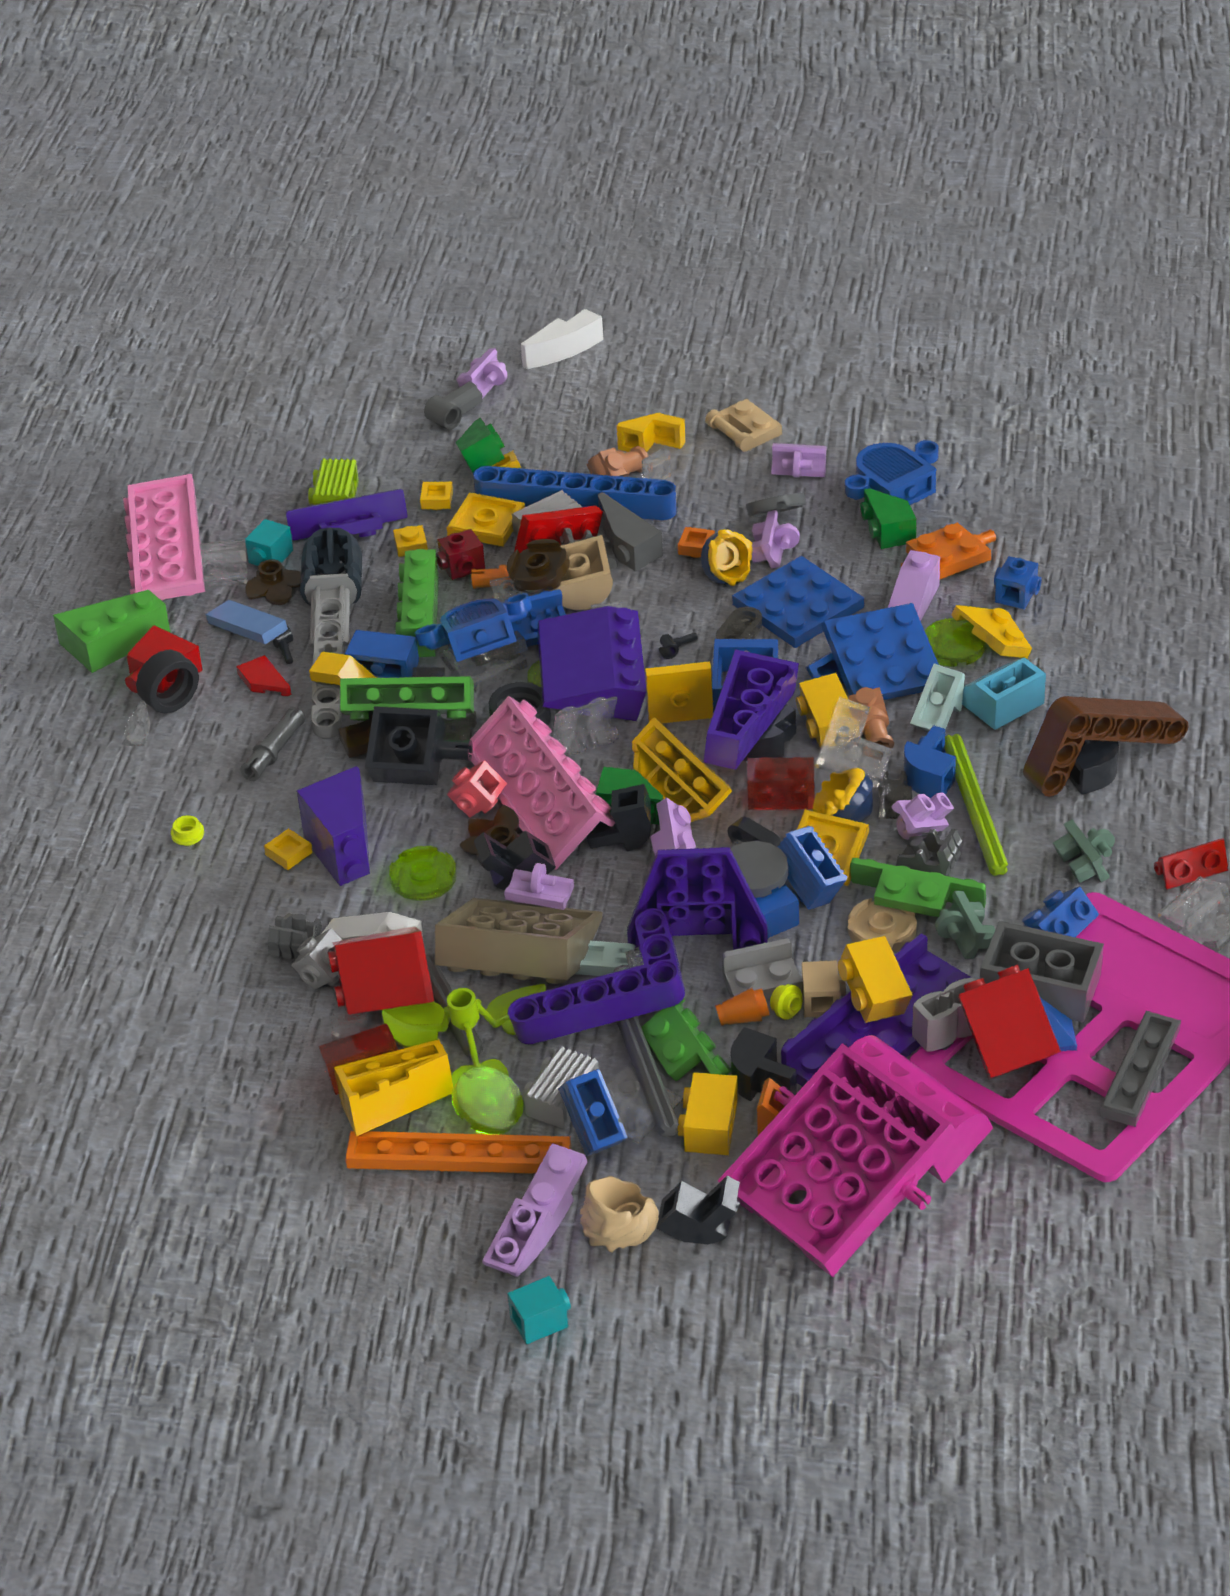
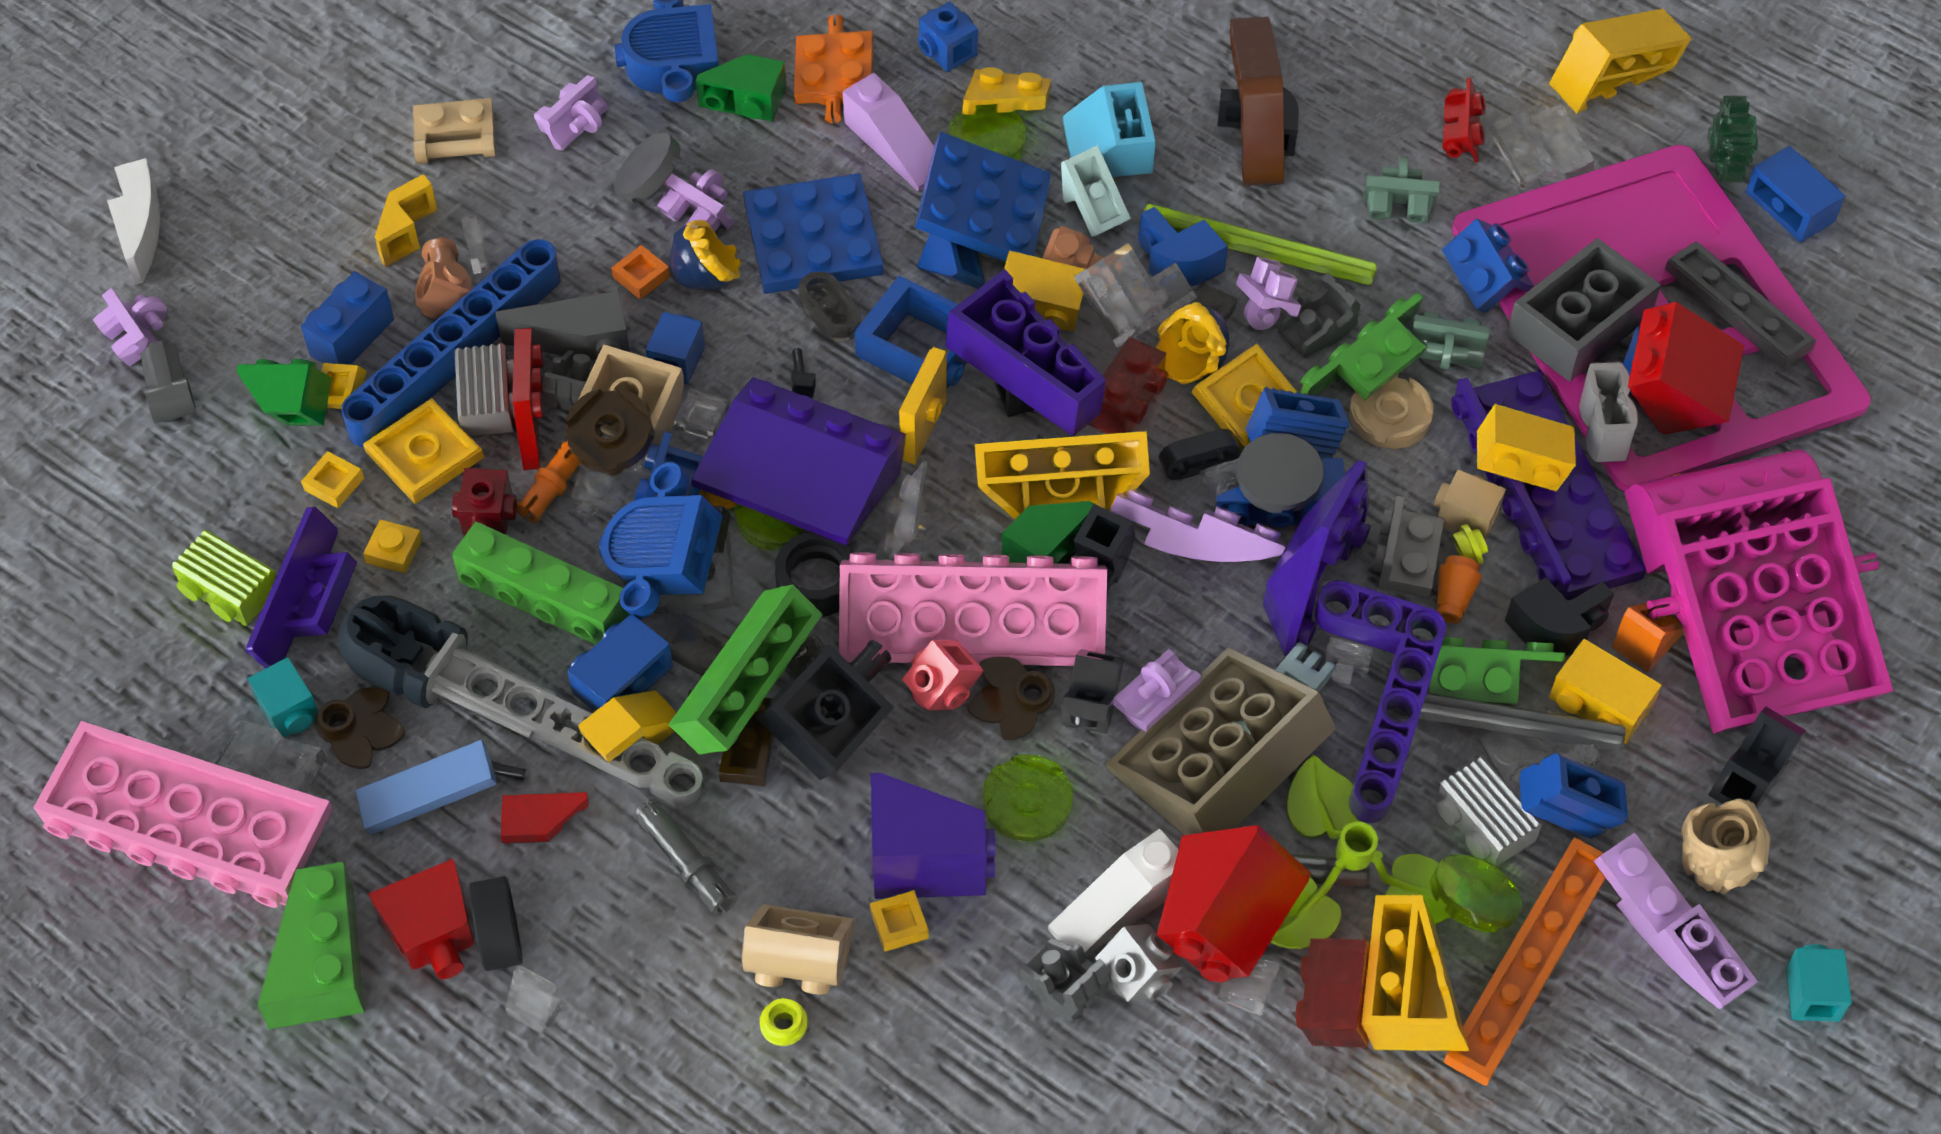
camera: 65 degrees left, 15 degrees up
(236, 808) = (797, 947): none -> tan brick
(552, 446) = (347, 320): none -> blue brick
(647, 580) = (677, 342): none -> blue brick

